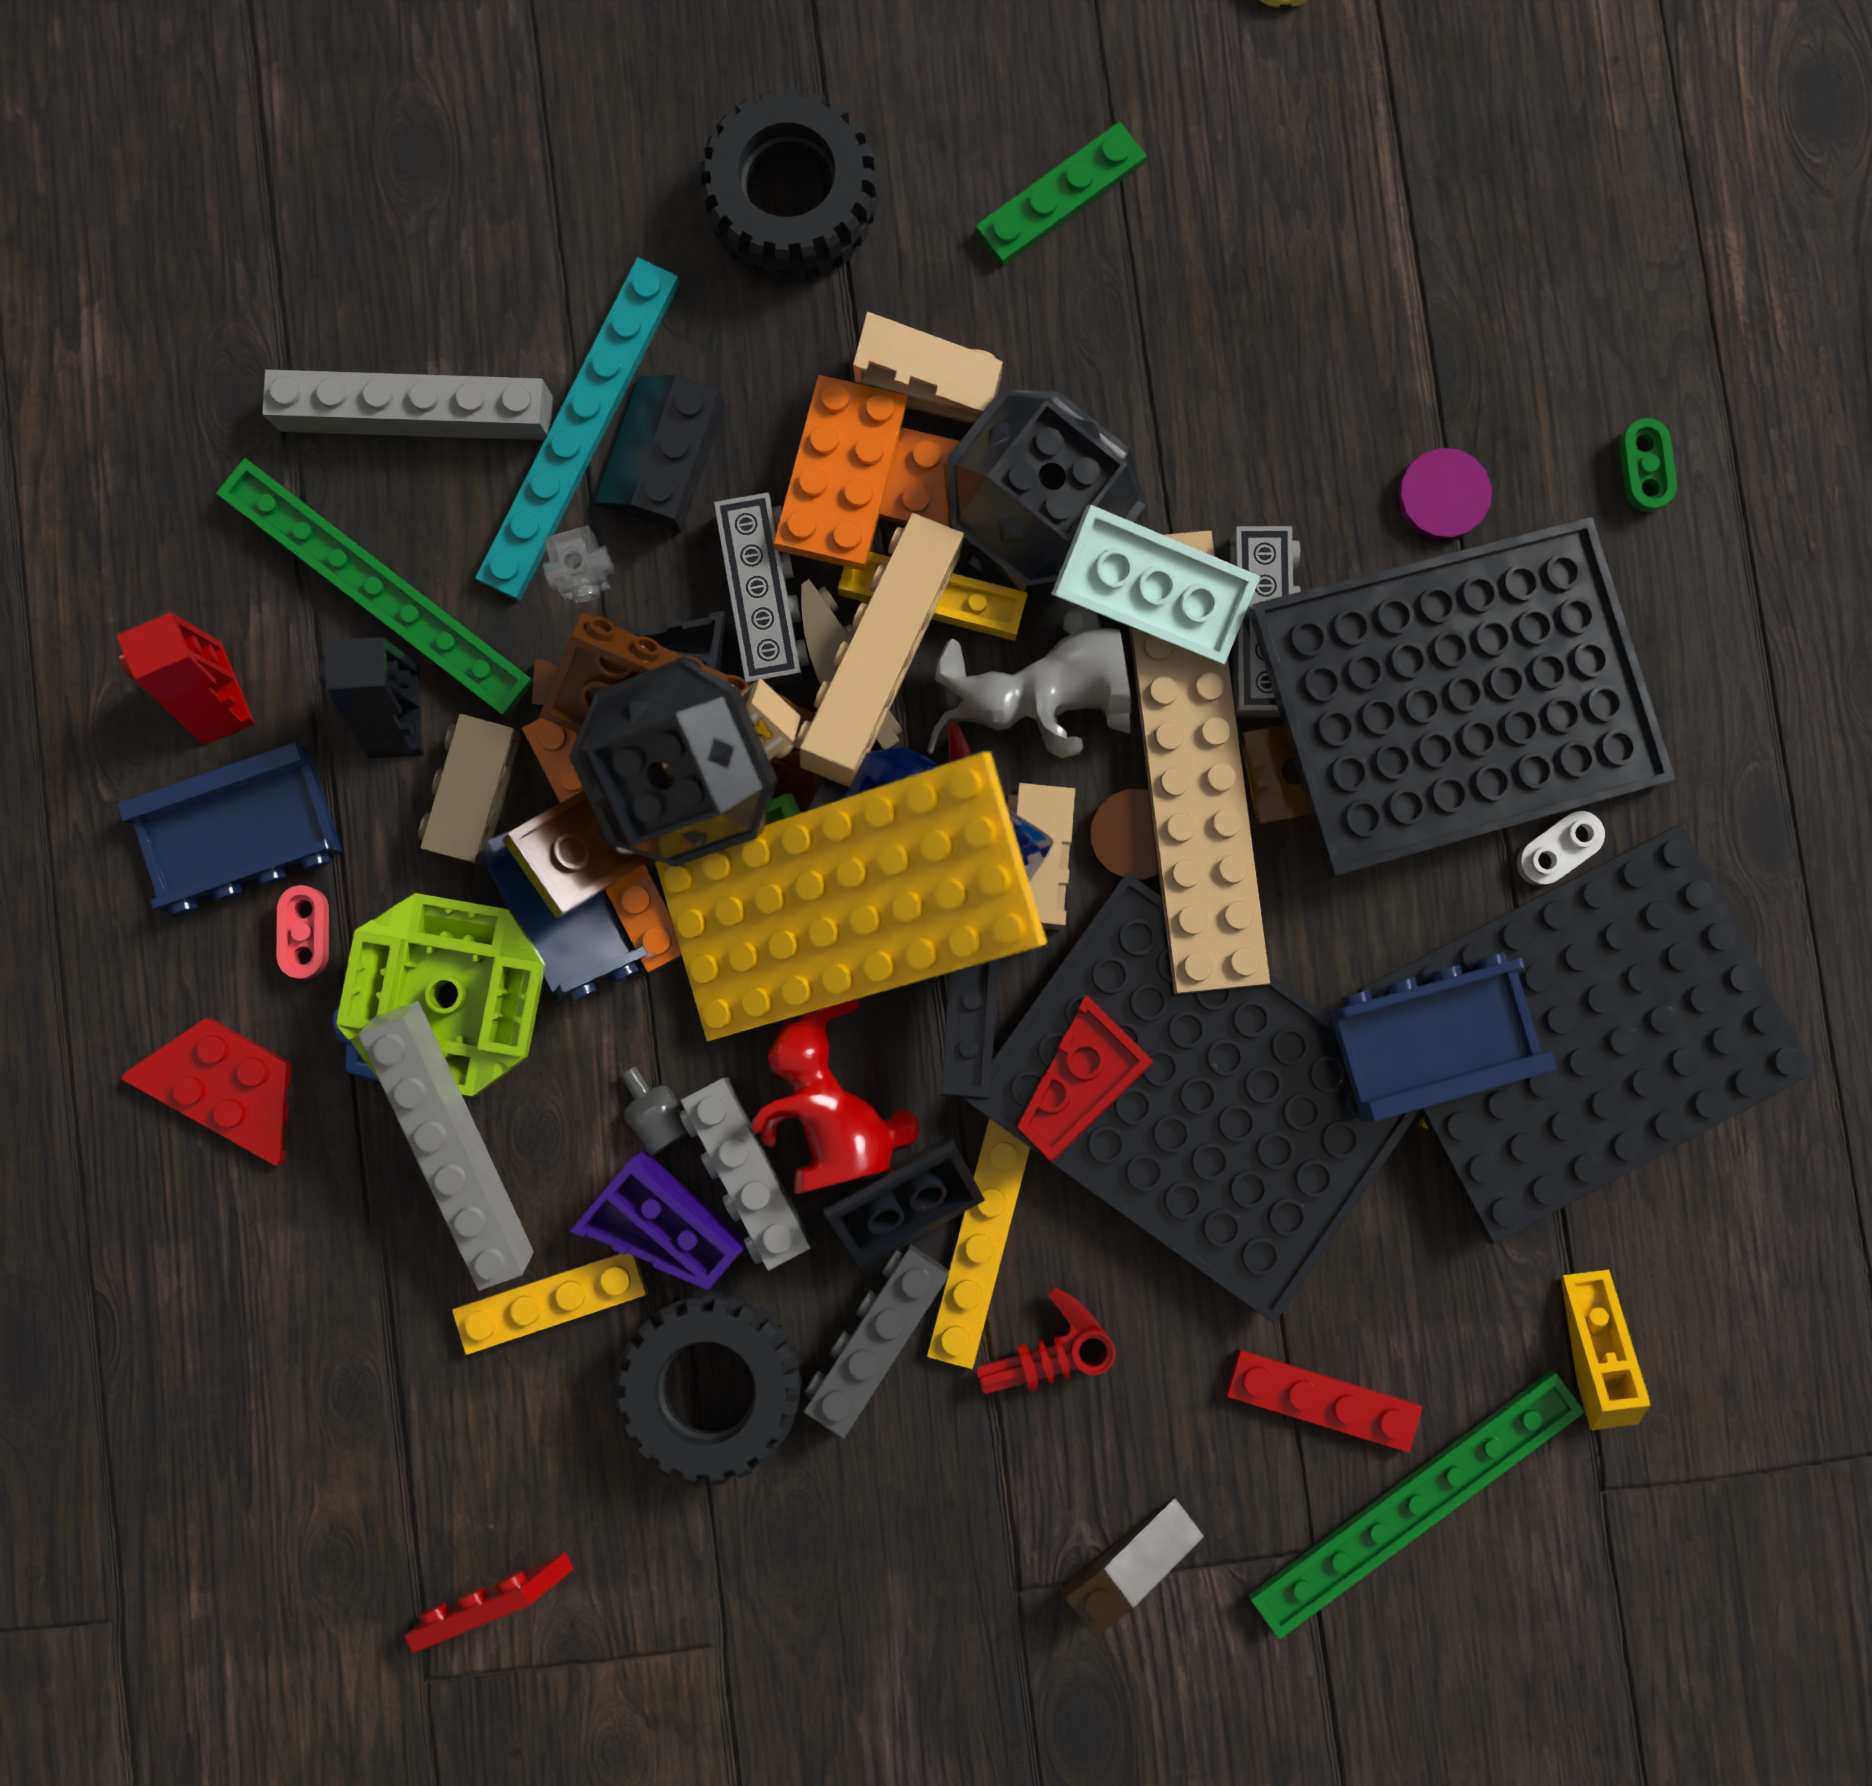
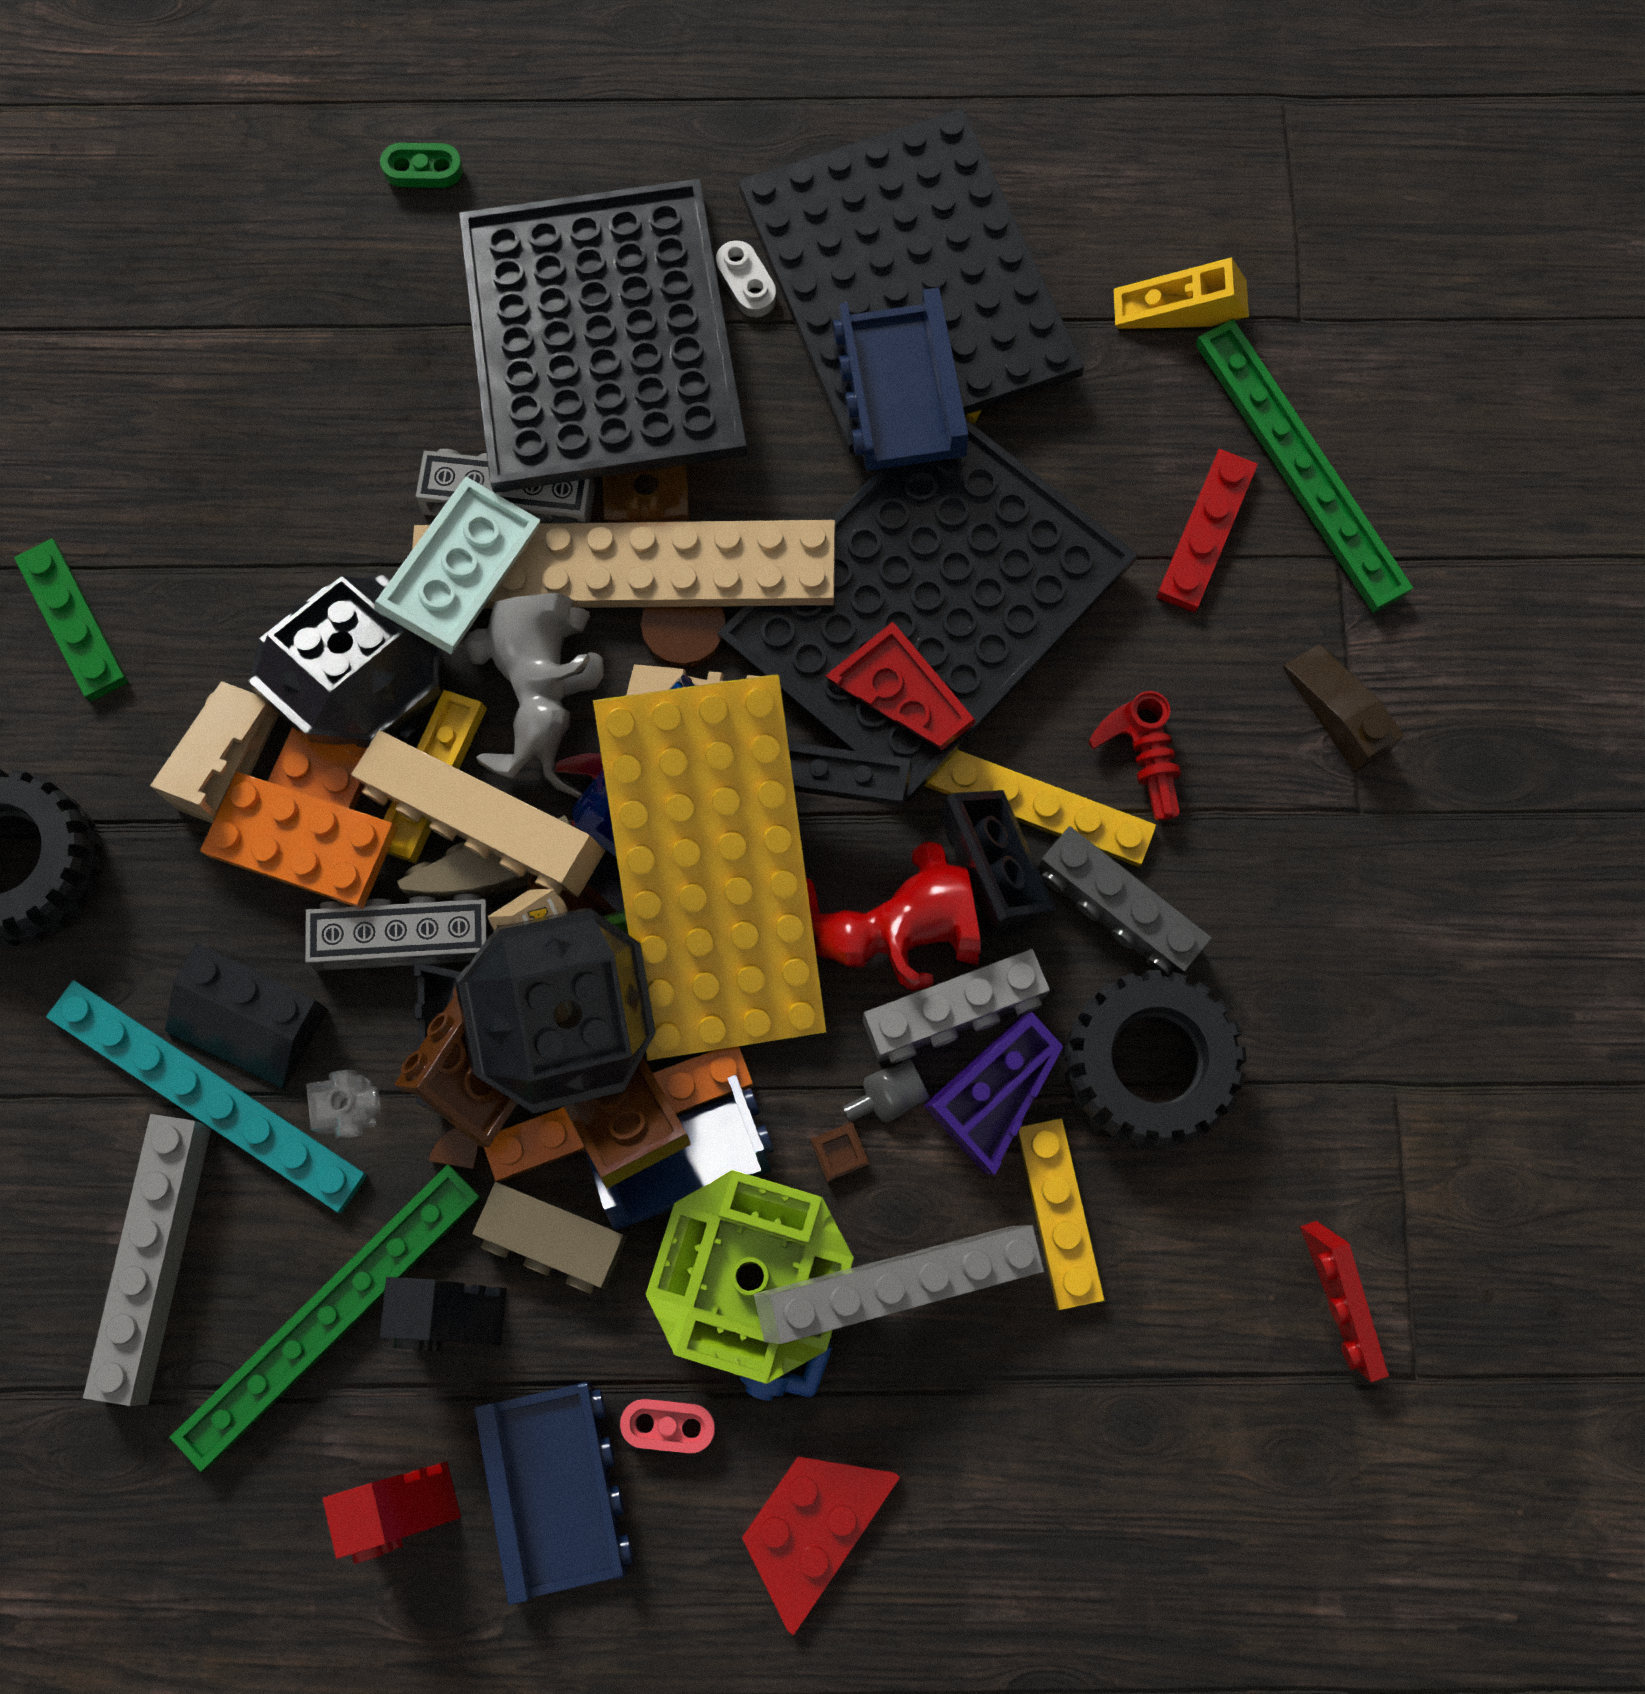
camera: 85 degrees left, 10 degrees down
(589, 1069) = (839, 1152): none -> reddish brown tile
(1444, 494) = (416, 330): magenta tile -> none

